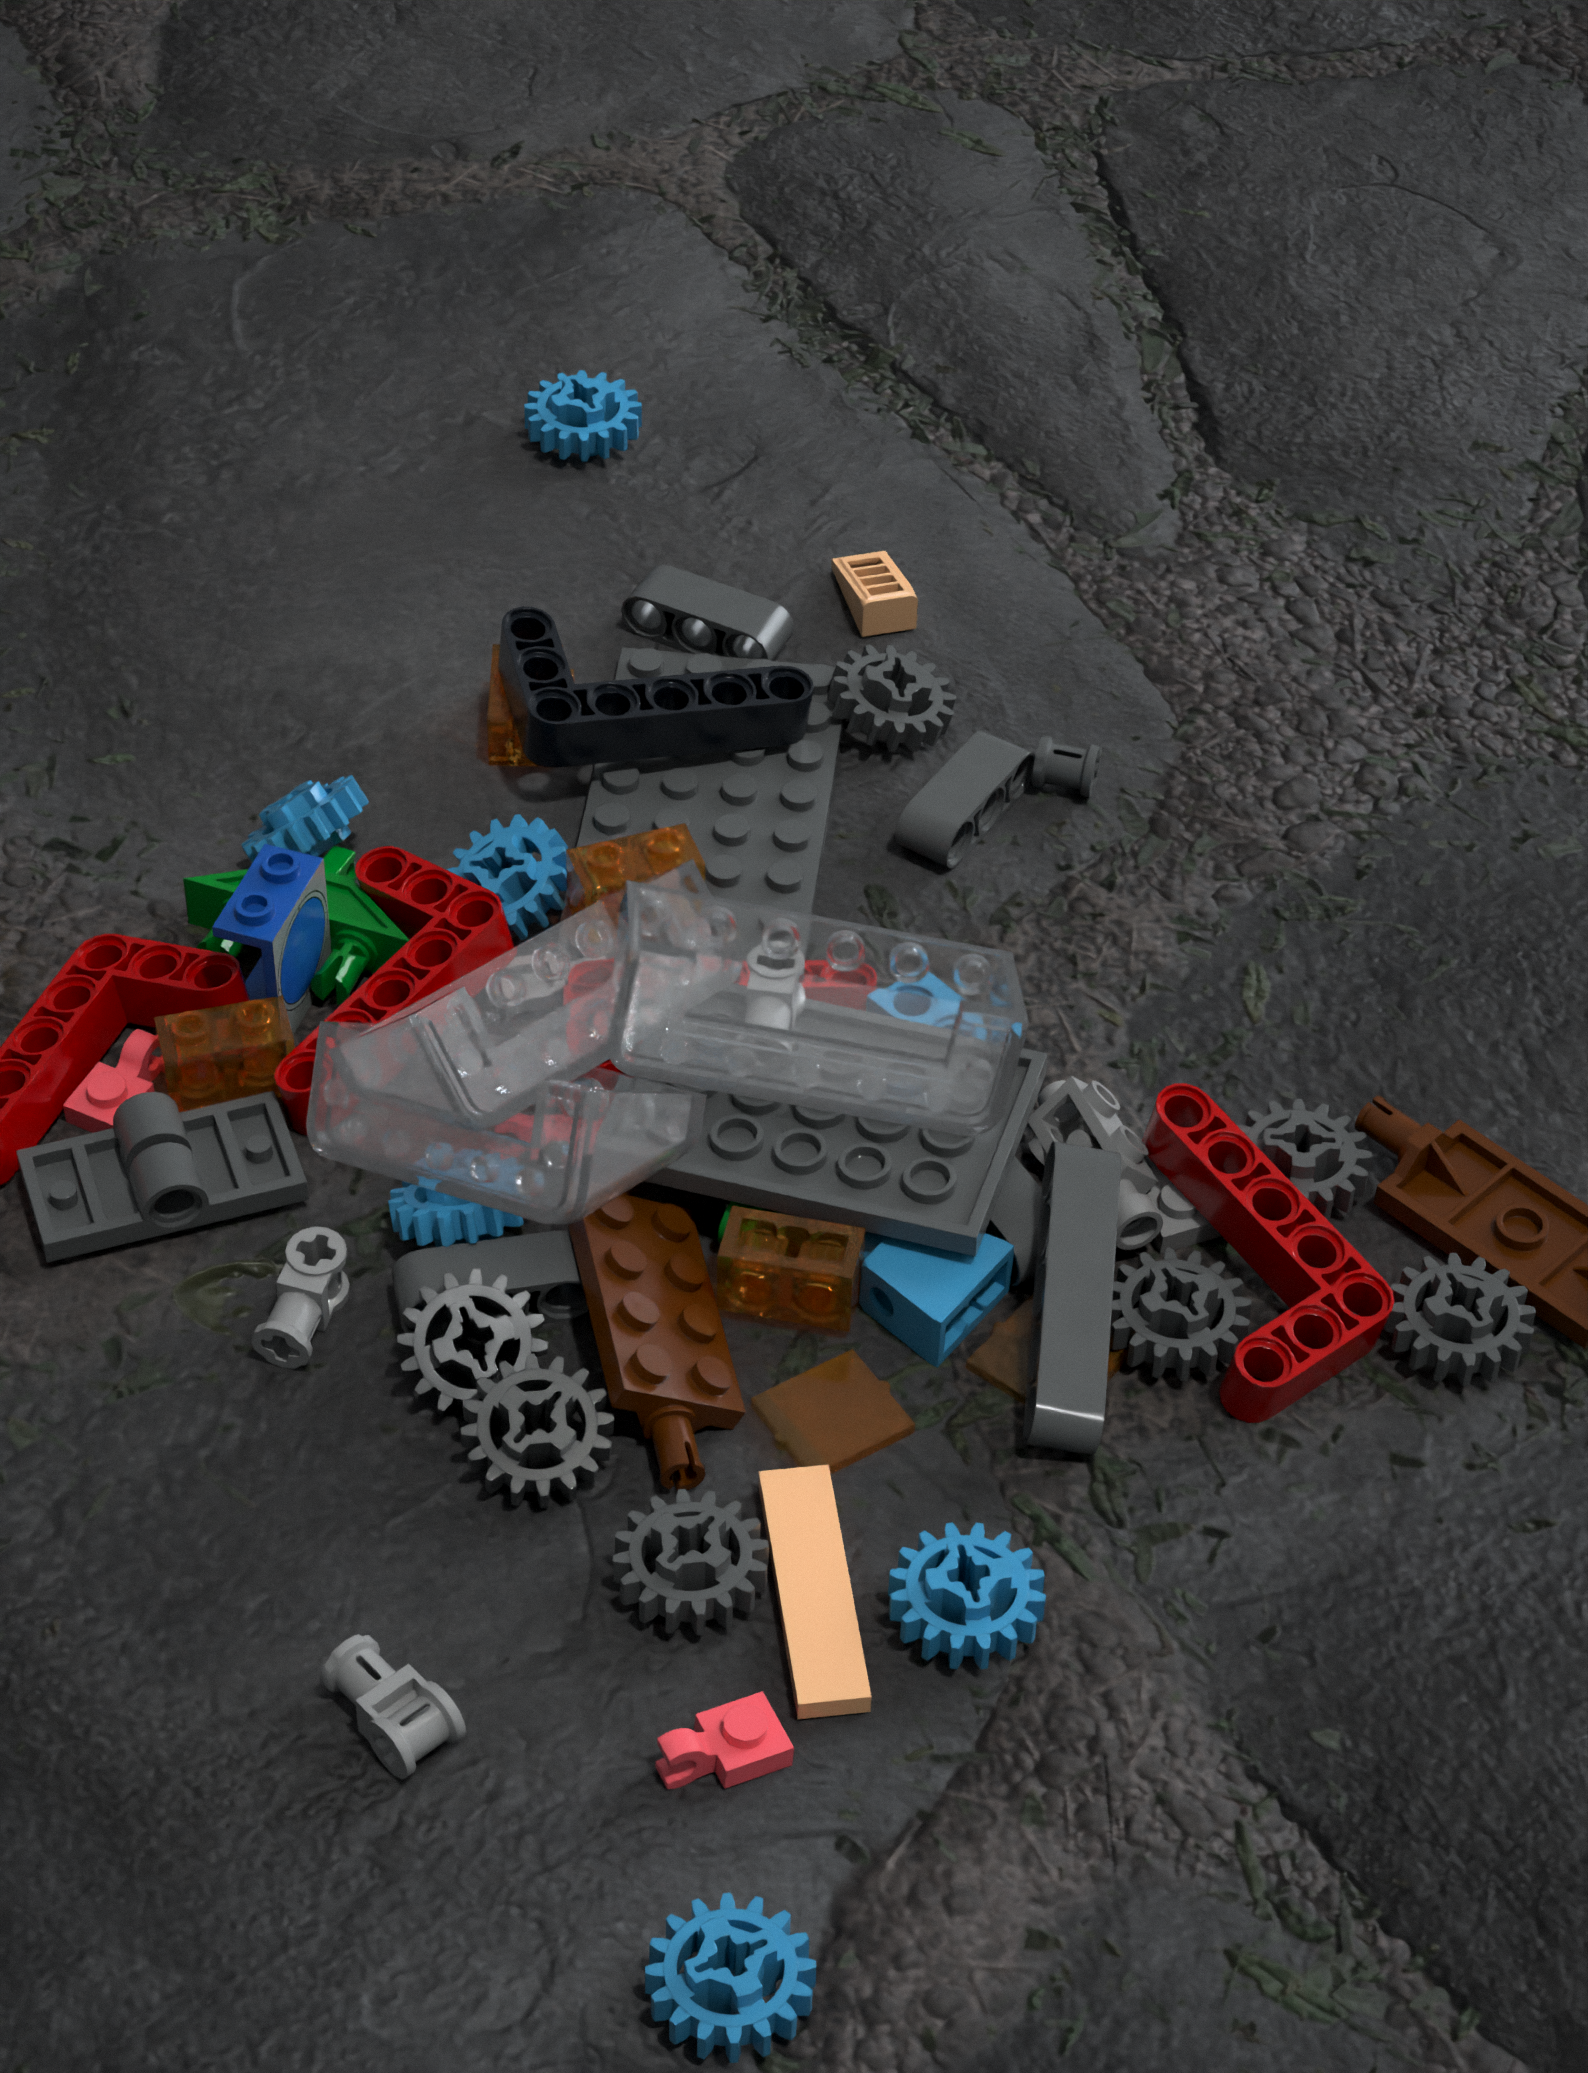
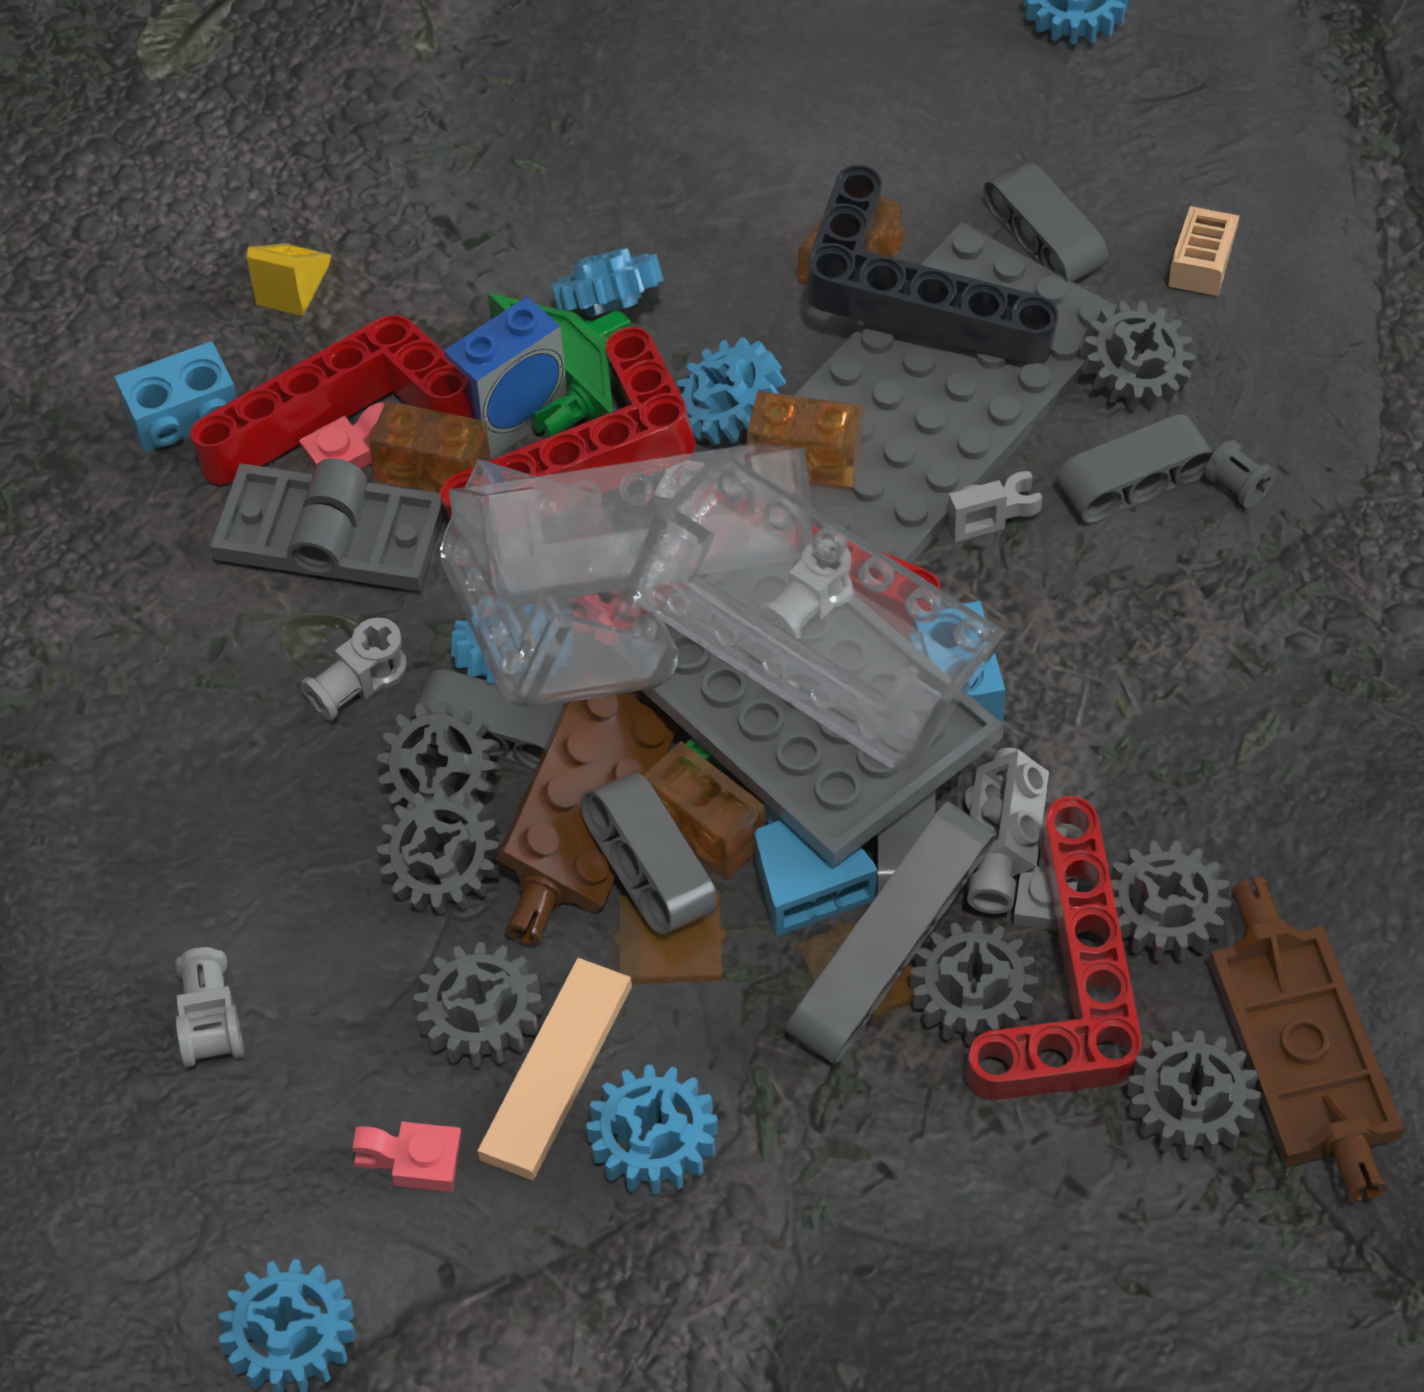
camera: 35 degrees right, 10 degrees up
(770, 1330) = (648, 853): none -> dark grey beam
(848, 887) = (986, 507): none -> light grey plate

